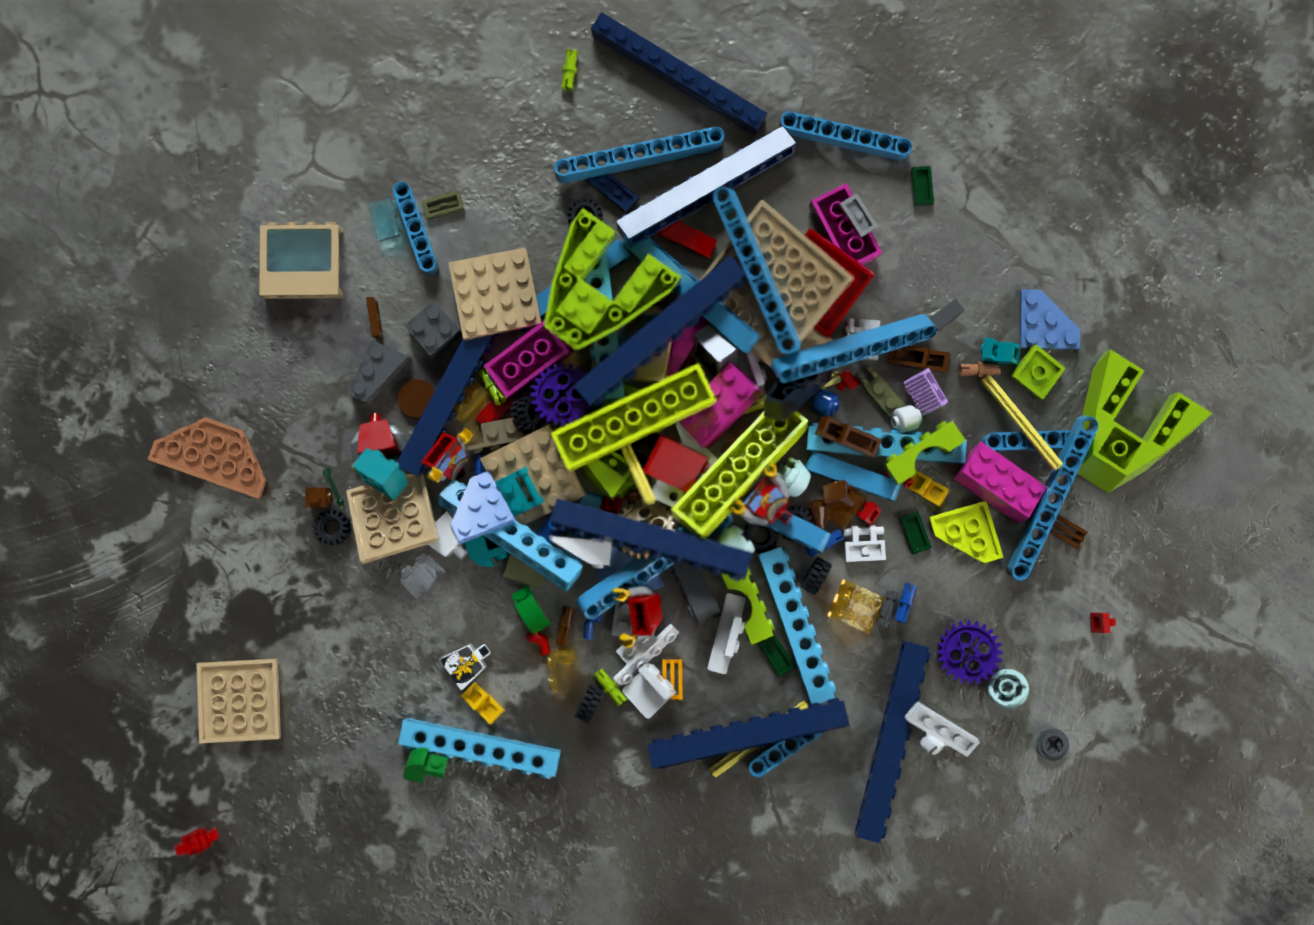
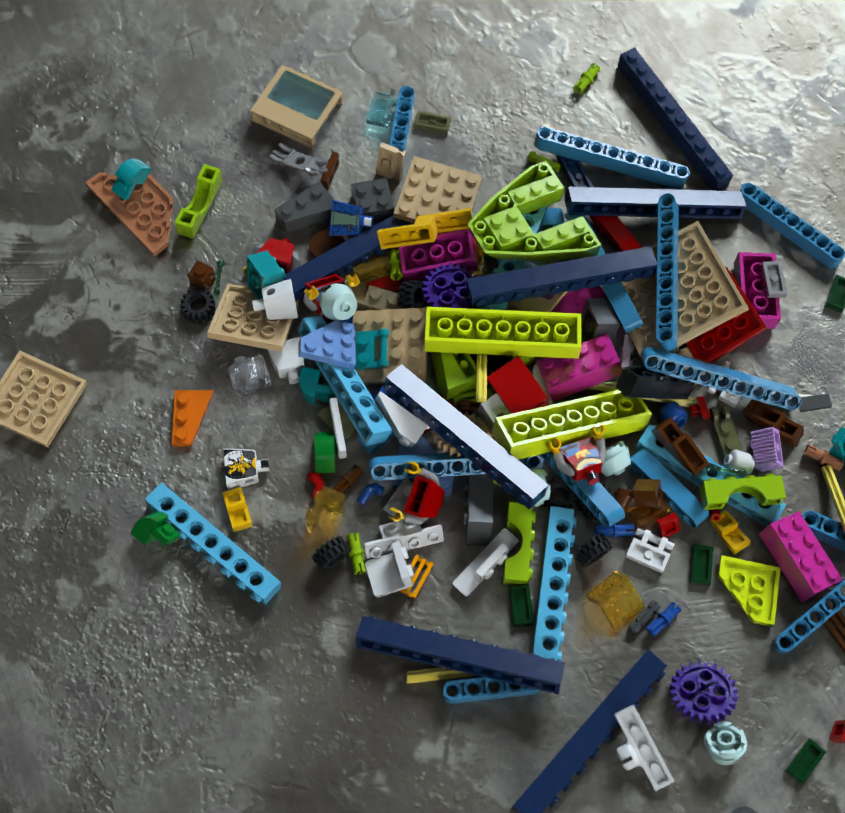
camera: 20 degrees right, 20 degrees down
(187, 434) = (128, 175): none -> teal brick
(267, 402) = (206, 188): none -> lime arch
(330, 320) = (293, 156): none -> light grey piece
(387, 639) = (188, 414): none -> orange wing
(406, 493) = (277, 301): none -> white torso
(422, 367) = (347, 219): none -> torso
(428, 279) = (390, 162): none -> tan plate
(464, 463) = (338, 302): none -> light aqua cone
(504, 342) = (425, 228): none -> yellow bracket
(530, 582) = (339, 437): none -> white tile
(575, 191) = (532, 156): none -> lime axle
(914, 430) = (742, 472): none -> clear green hinge
(1079, 662) = (805, 761): none -> dark green tile

